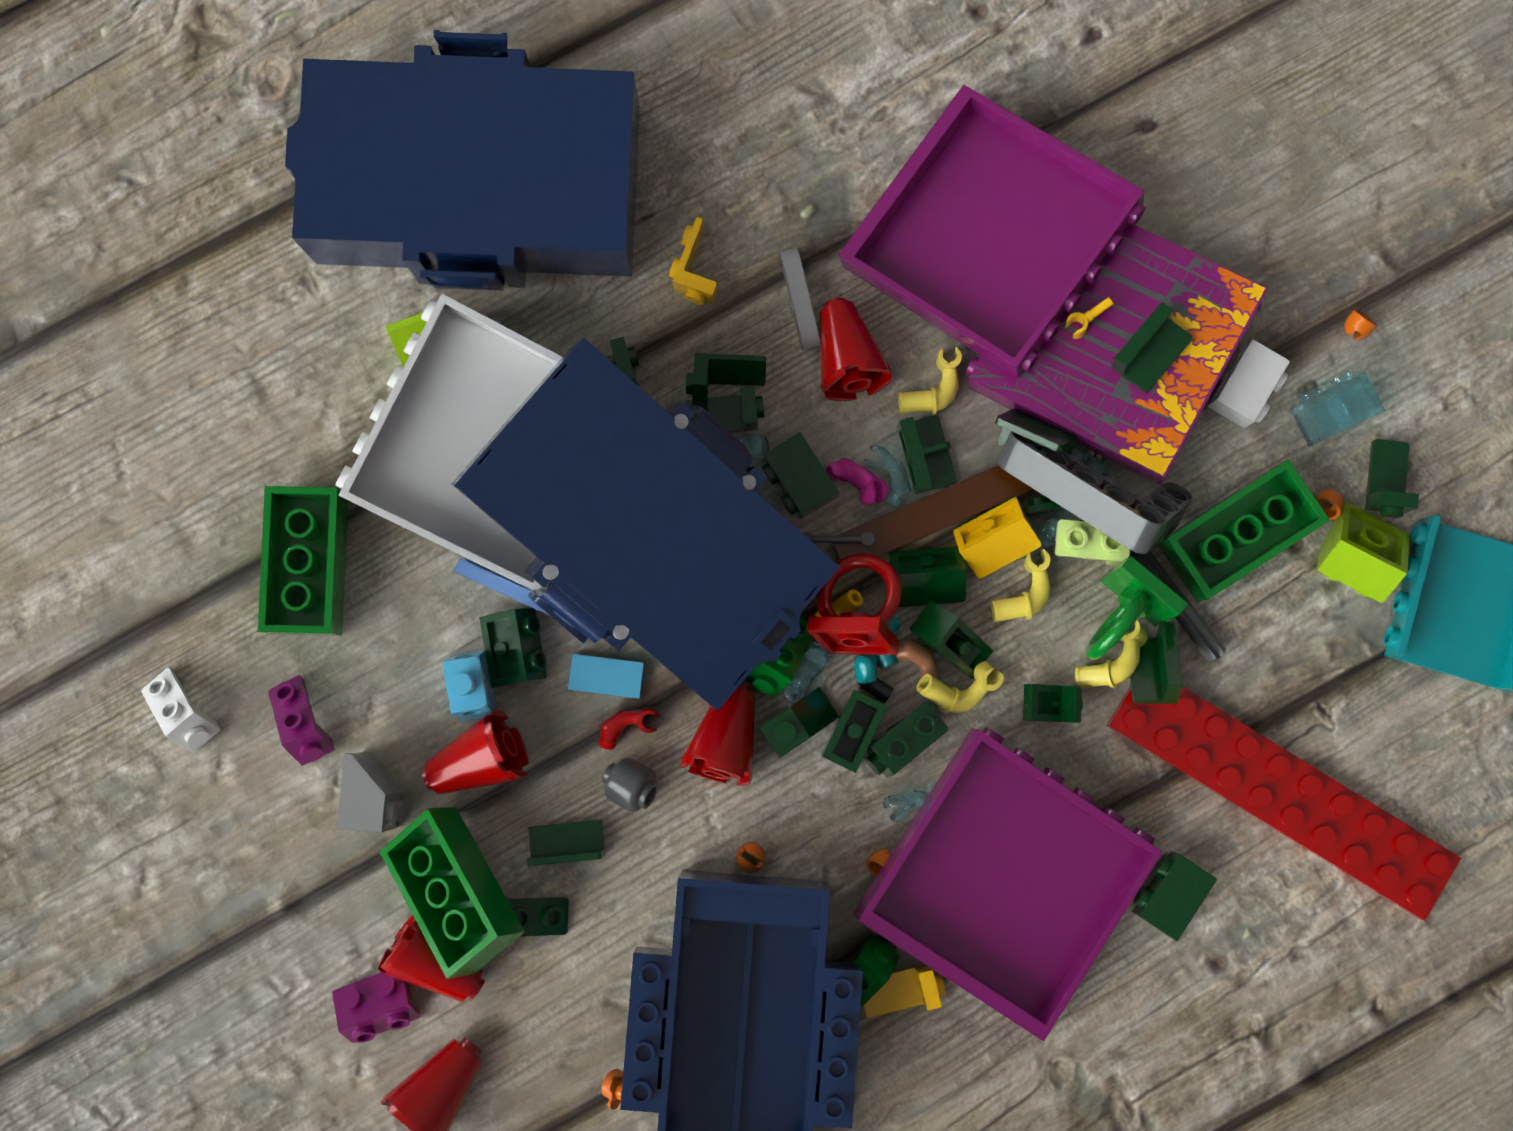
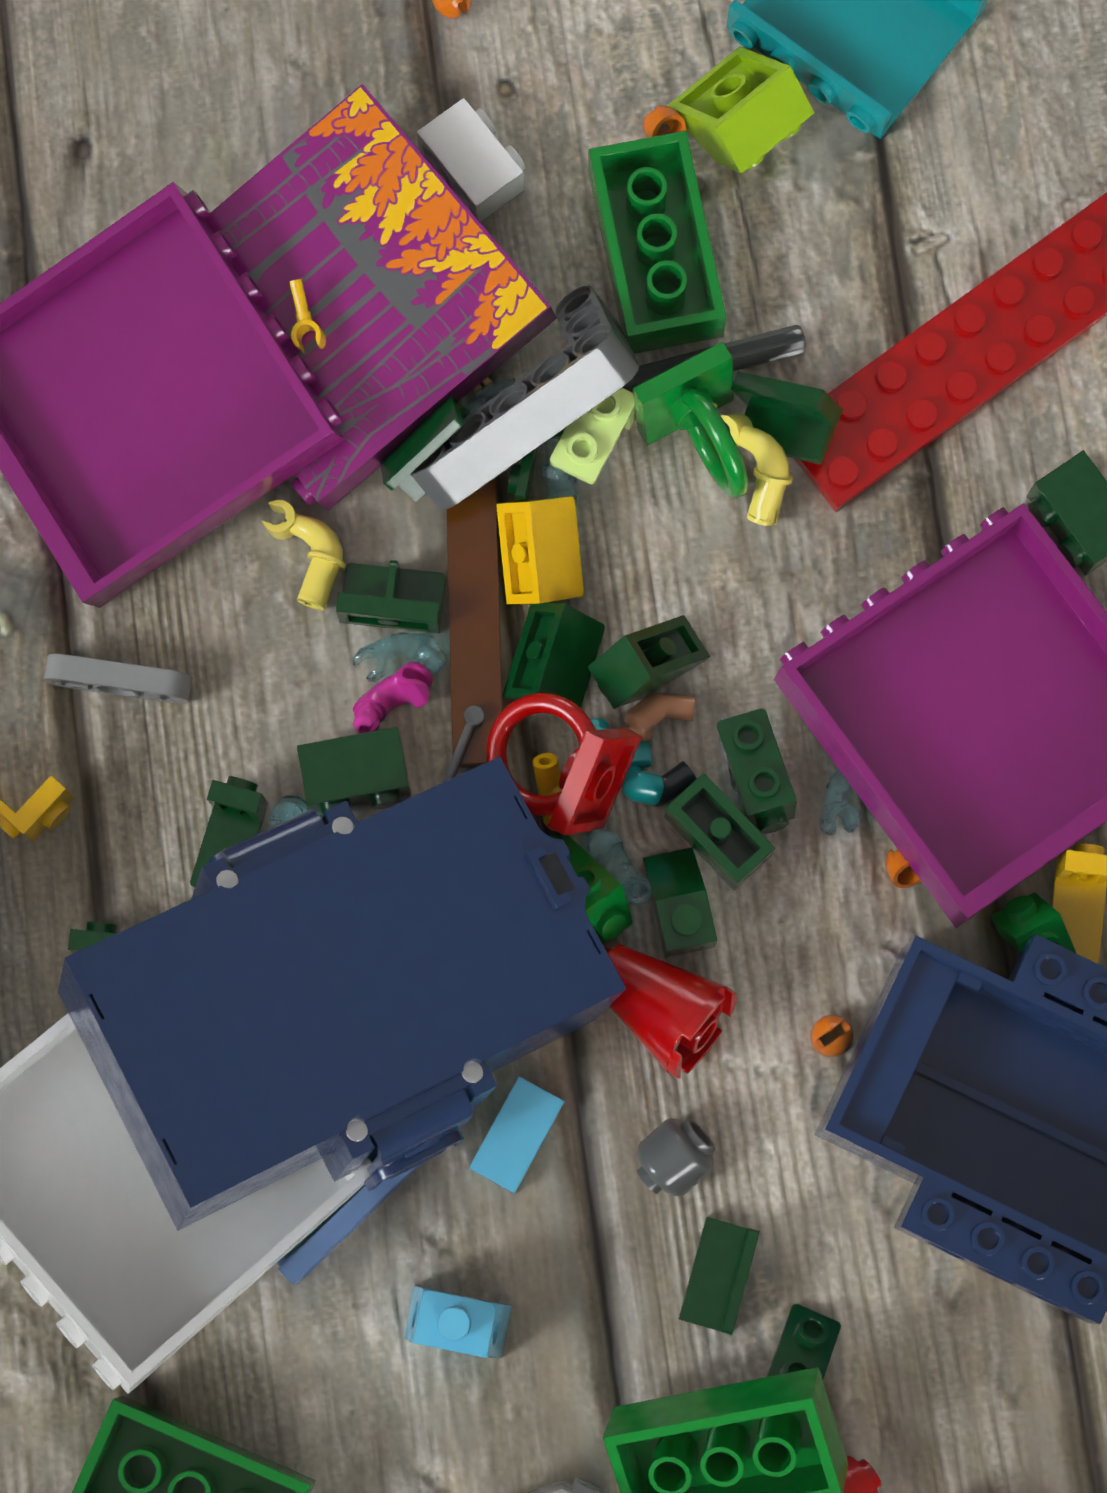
camera: 70 degrees left, 5 degrees down
(478, 757) = (559, 1351): red cone -> none
(513, 647) = (427, 1246): dark green bracket -> none
(613, 1088) = (1069, 1332): orange plate -> none
(615, 725) = (587, 1146): red piece -> none
(723, 370) = (171, 815): dark green bracket -> none
(849, 354) = (219, 642): red cone -> none
(956, 701) = (731, 686): light yellow piece -> none
(1029, 602) = (639, 542): light yellow piece -> none
(1052, 703) = (782, 565): dark green bracket -> none
(1151, 349) = (381, 256): dark green panel -> none
(1336, 409) = (547, 68): clear light blue brick -> none
(1388, 479) = (662, 43): dark green bracket -> none

